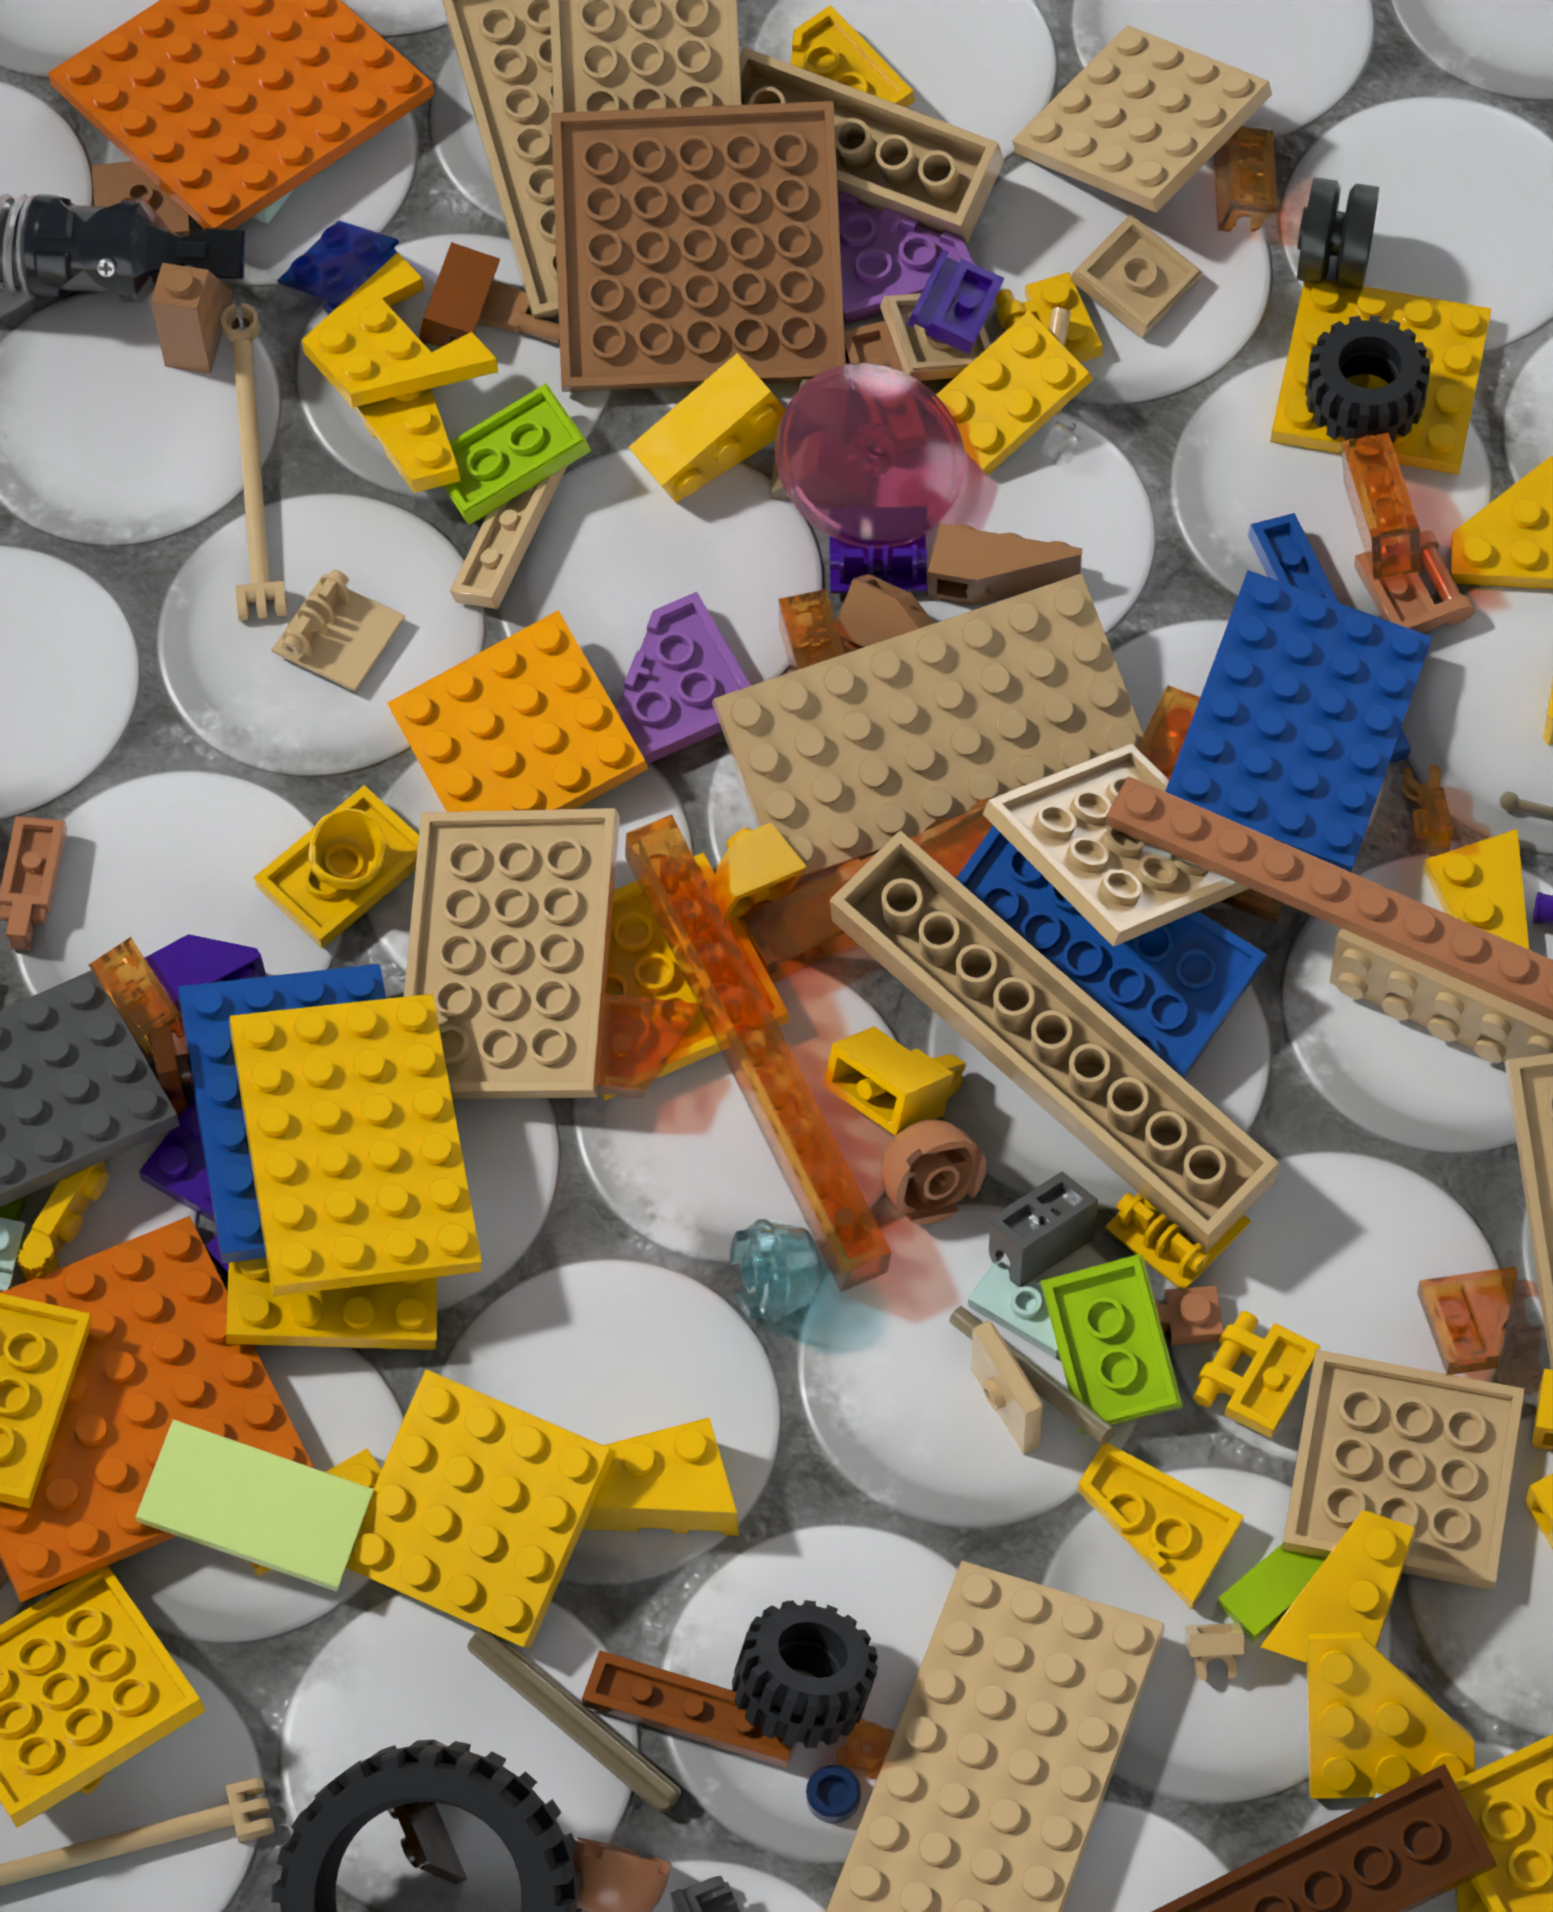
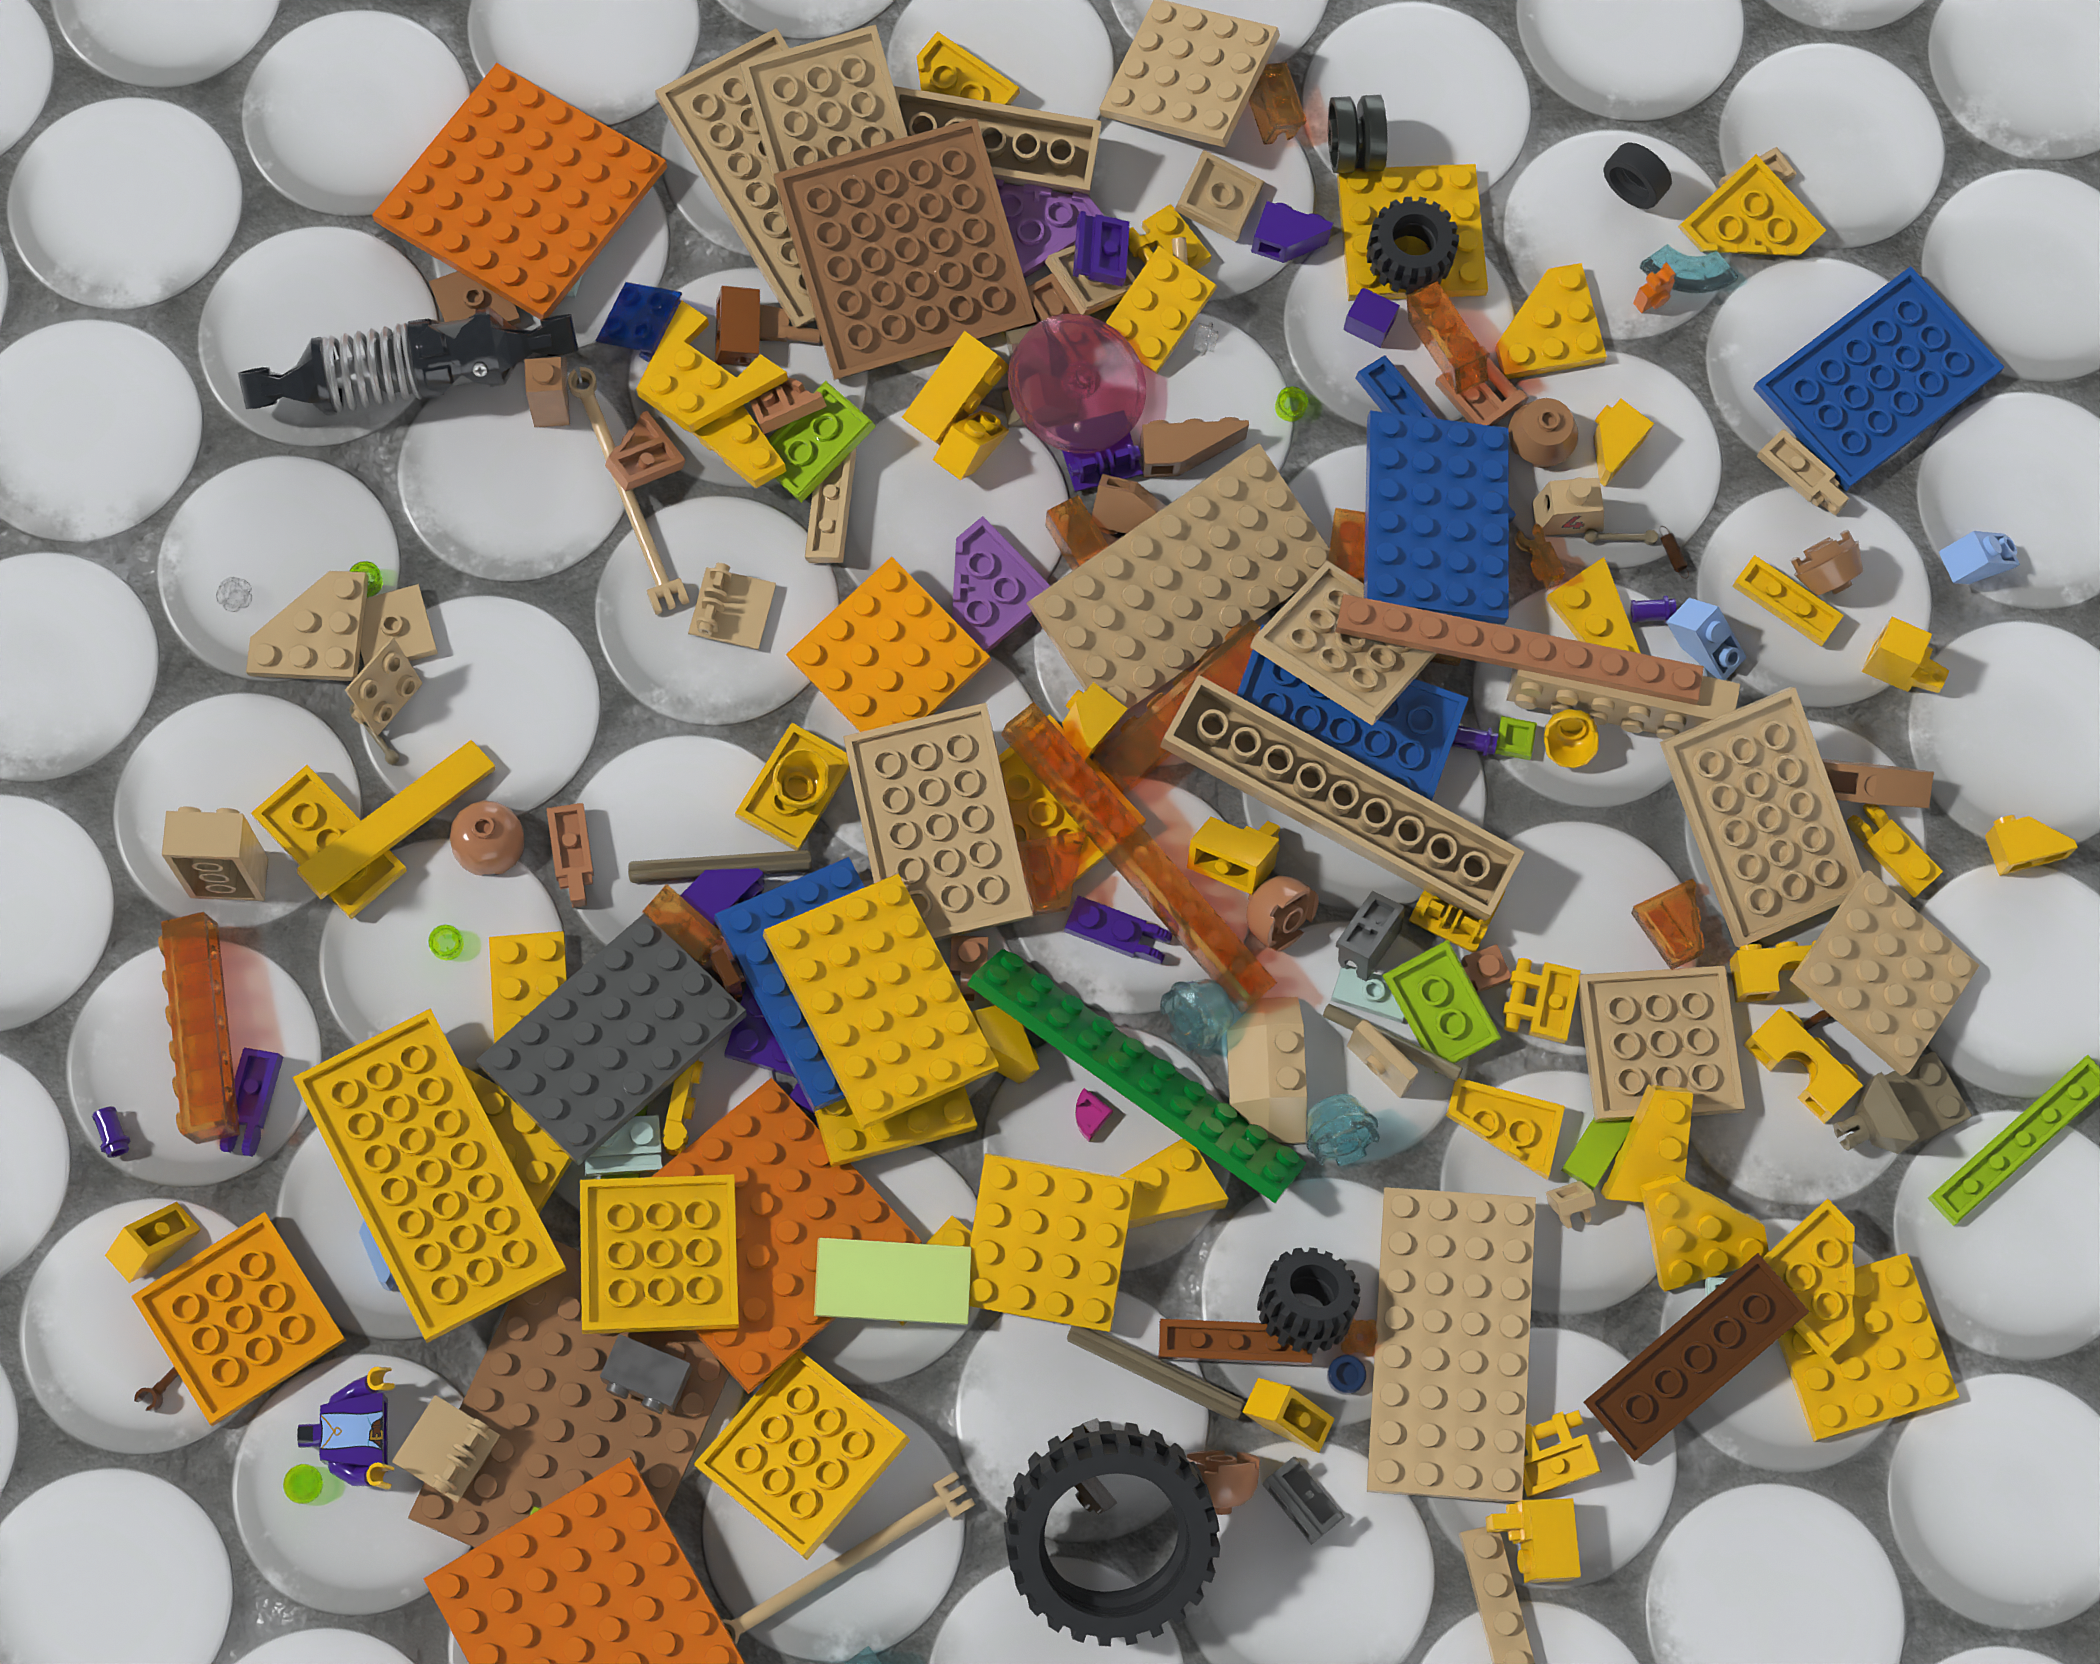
camera: 25 degrees left, 10 degrees up
(164, 931) = (694, 866): none -> dark tan axle
(286, 424) = (643, 455): none -> nougat wing
(482, 400) = (785, 404): none -> nougat wing
(495, 1136) = (966, 957): none -> nougat plate
(508, 1243) = (1008, 1043): none -> yellow slope
(596, 1369) = (1090, 1114): none -> dark pink tile
(672, 1330) = (1137, 1074): none -> green plate
(704, 1144) = (1115, 930): none -> dark purple hinge
(709, 501) = (970, 443): none -> yellow slope
(734, 1822) = (1288, 1414): none -> yellow slope
(851, 1372) = (1270, 1068): none -> tan wedge
(920, 1467) = (1340, 1129): none -> clear light blue cone
(1147, 562) = (1288, 414): none -> clear neon green bush
(1212, 339) = (1289, 233): none -> dark purple slope
(1268, 1018) = (1476, 739): none -> dark purple pin
(1291, 464) = (1371, 317): none -> dark purple panel
(1325, 1031) = (1515, 738): none -> lime tile
(1398, 1044) = (1571, 738): none -> yellow hair
(1481, 655) = (1543, 432): none -> medium nougat cone
(1488, 753) = (1572, 506): none -> tan torso

